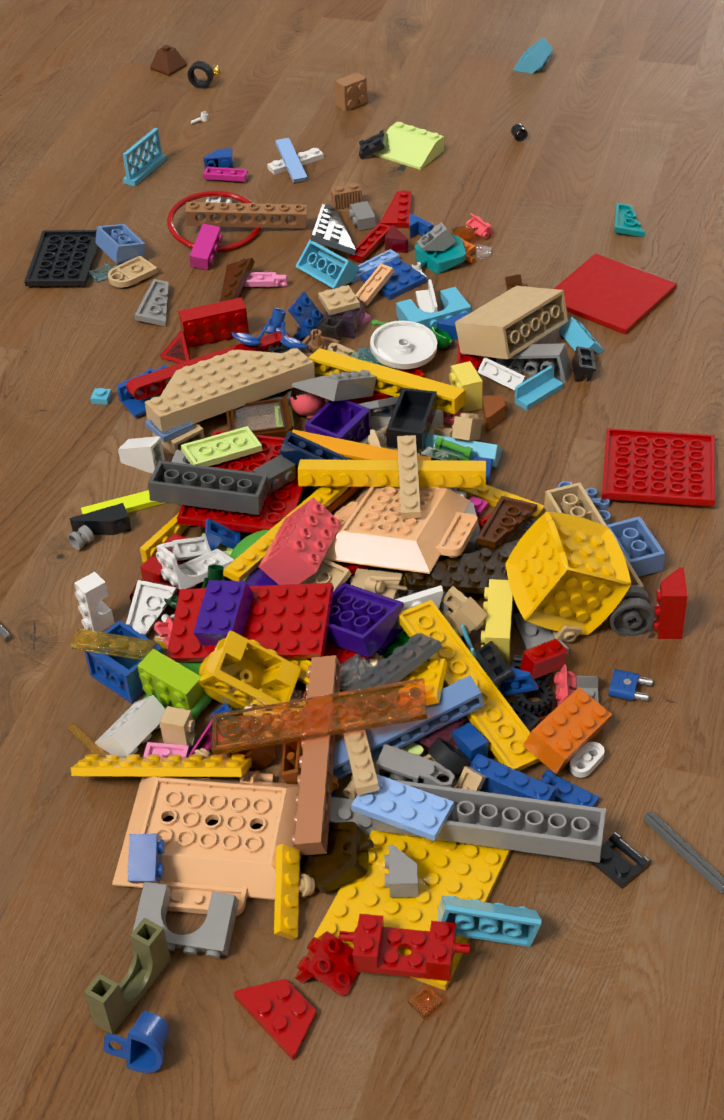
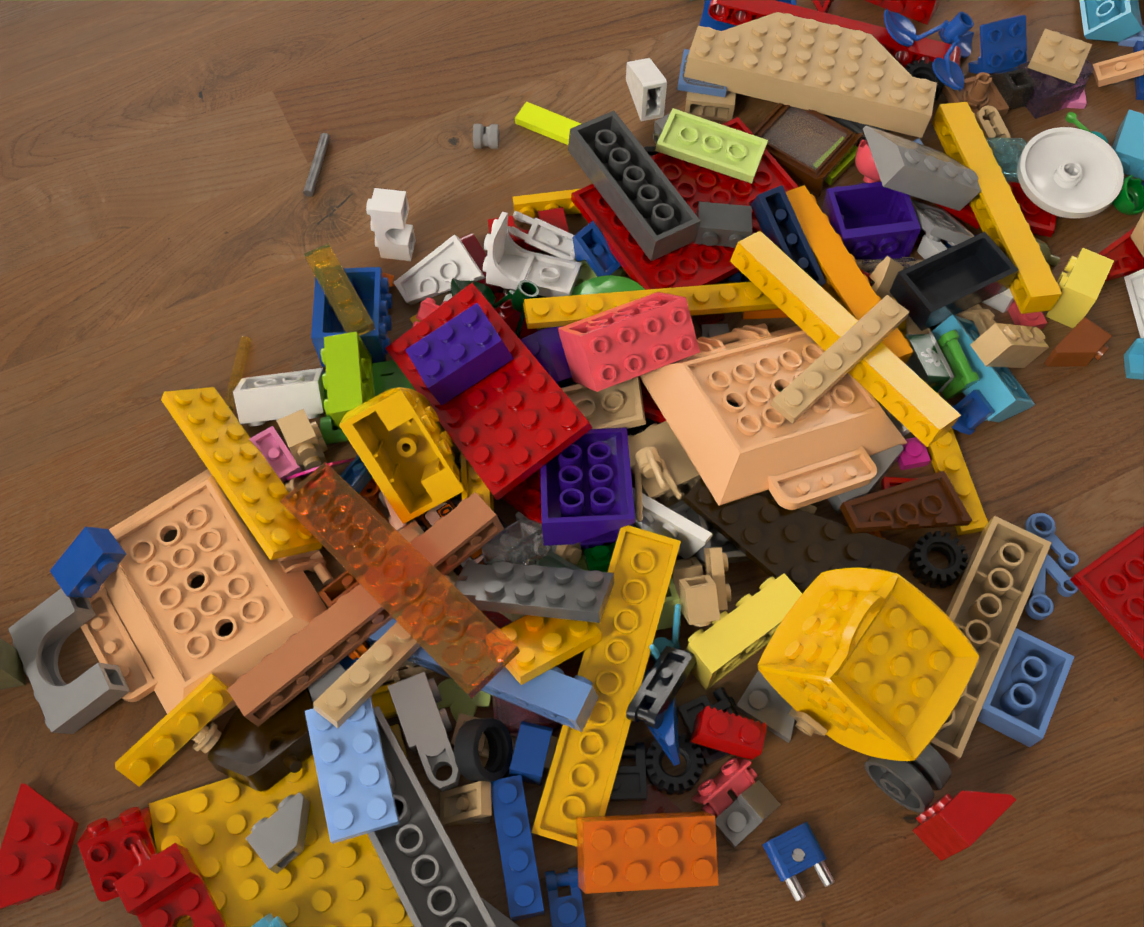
camera: 45 degrees right, 20 degrees up
(104, 521) = (530, 138): black slope -> none
(585, 761) = (636, 907): white plate -> none

